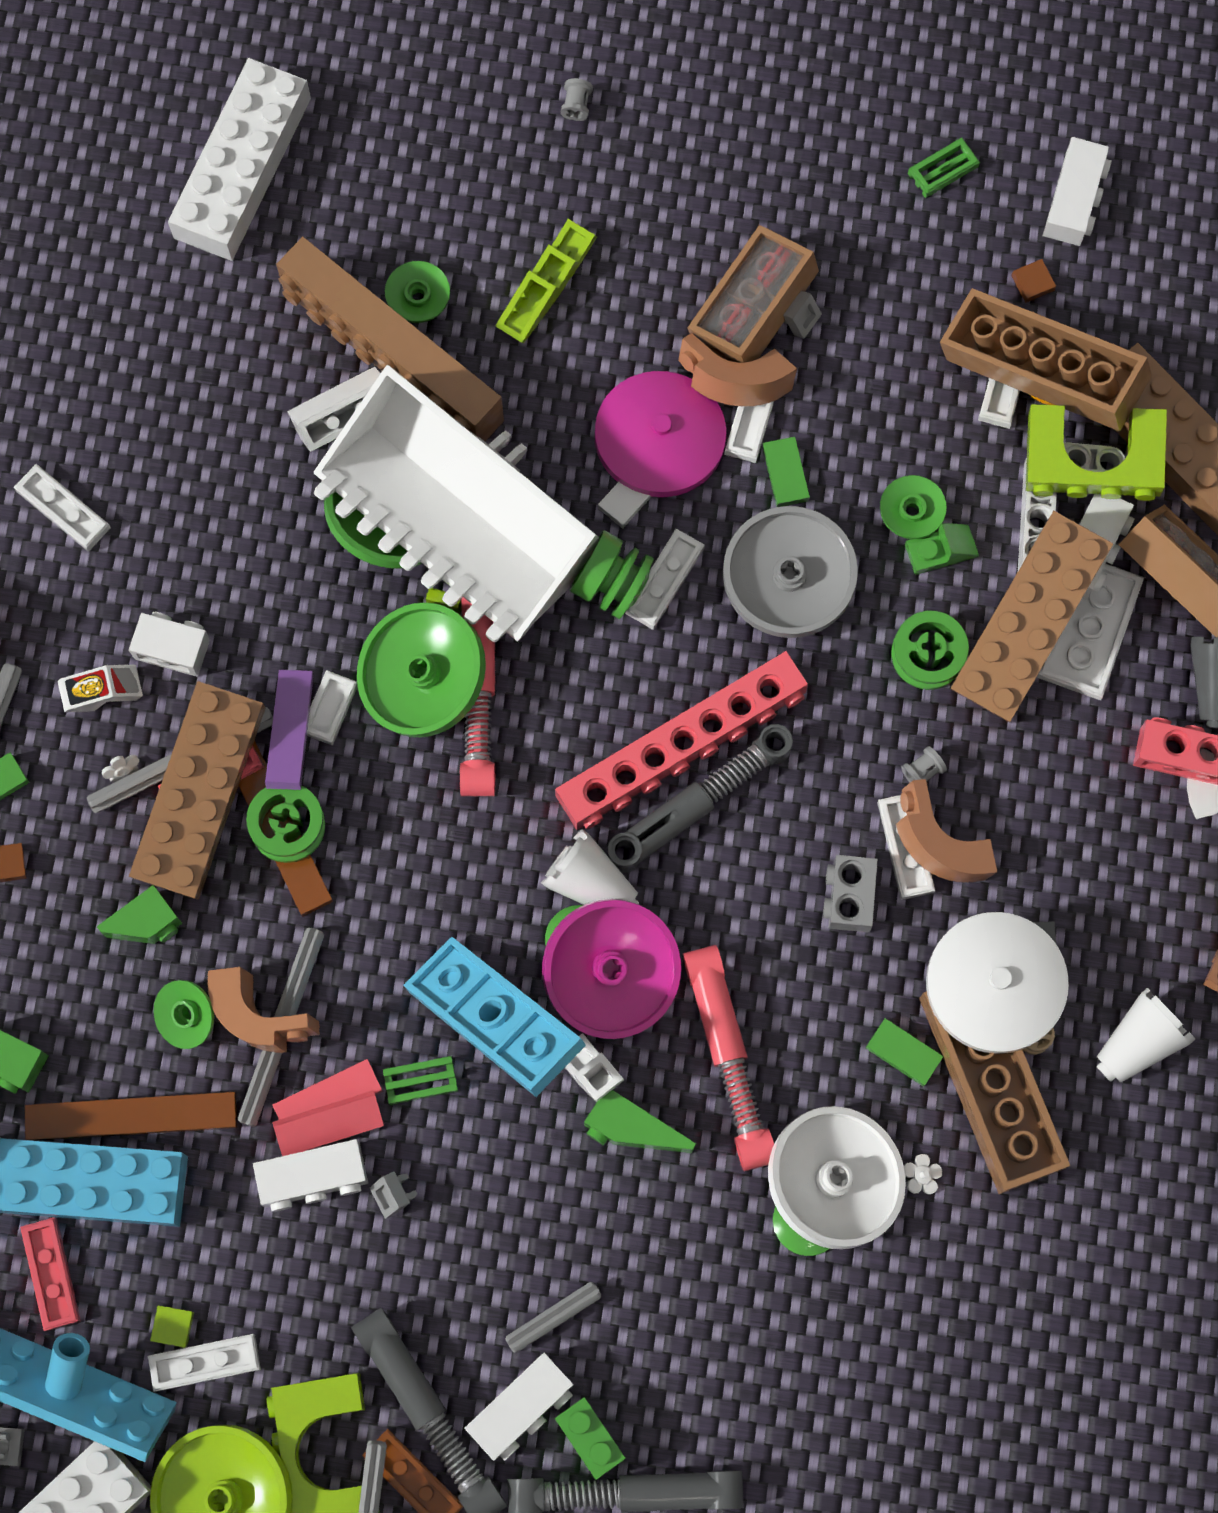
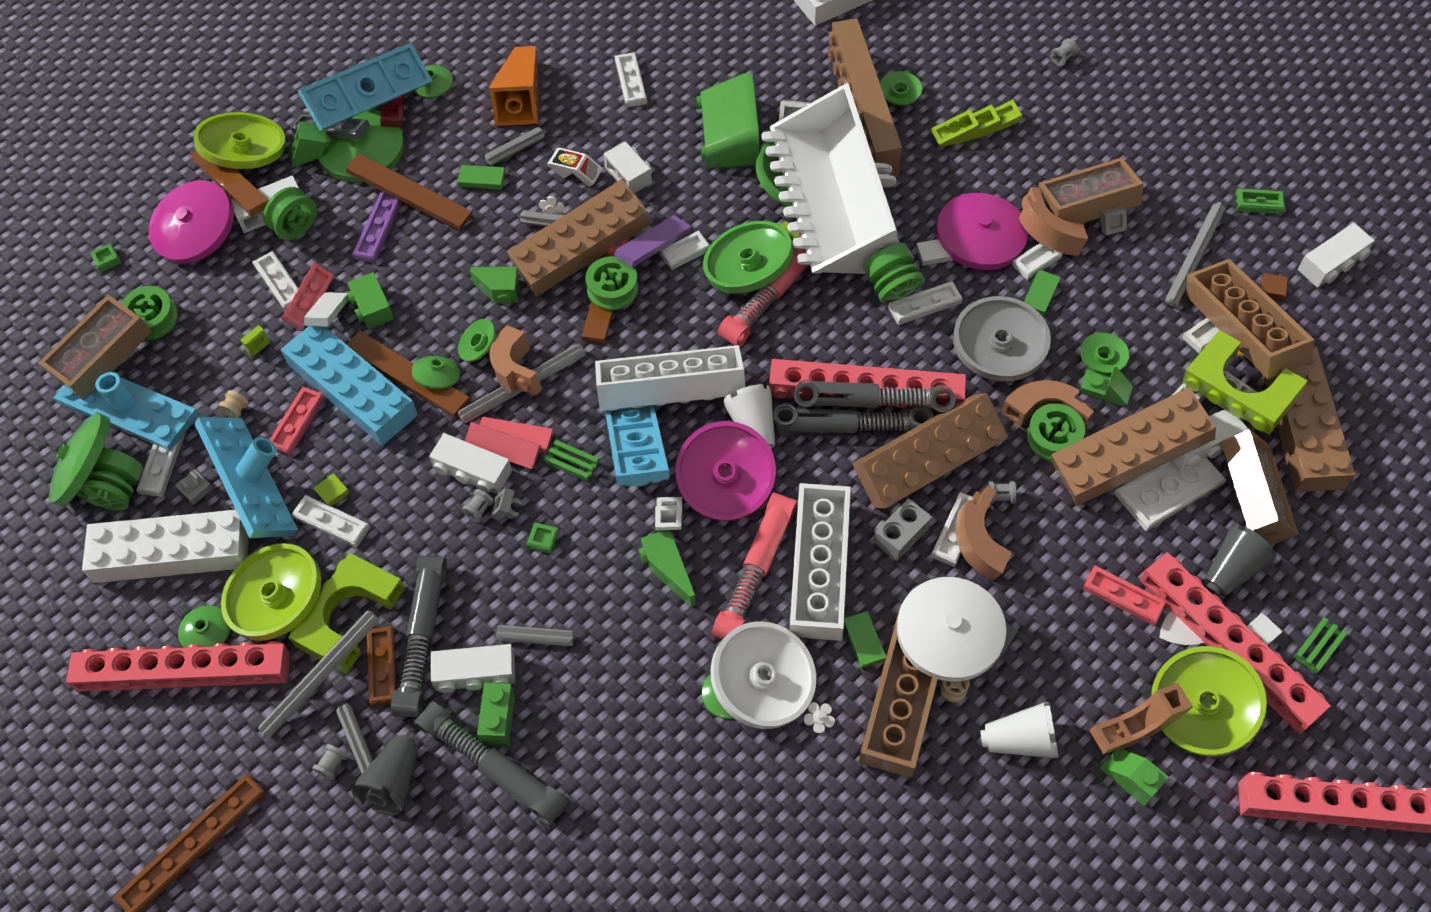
camera: 40 degrees right, 15 degrees down
(168, 1102) = (435, 372): none -> bright green dish
(248, 490) = (730, 123): none -> bright green windscreen
(362, 1217) = (477, 505): none -> light grey bush
(458, 899) = (669, 378): none -> white brick
(465, 1197) = (542, 538): none -> bright green tile
(705, 758) = (870, 395): none -> dark grey piece
(796, 999) = (820, 562): none -> white brick
(817, 778) = (930, 450): none -> medium nougat brick
(888, 609) = (1034, 395): none -> nougat arch
(921, 295) = (1195, 254): none -> light grey axle
(1130, 796) = (1124, 595): none -> coral tile

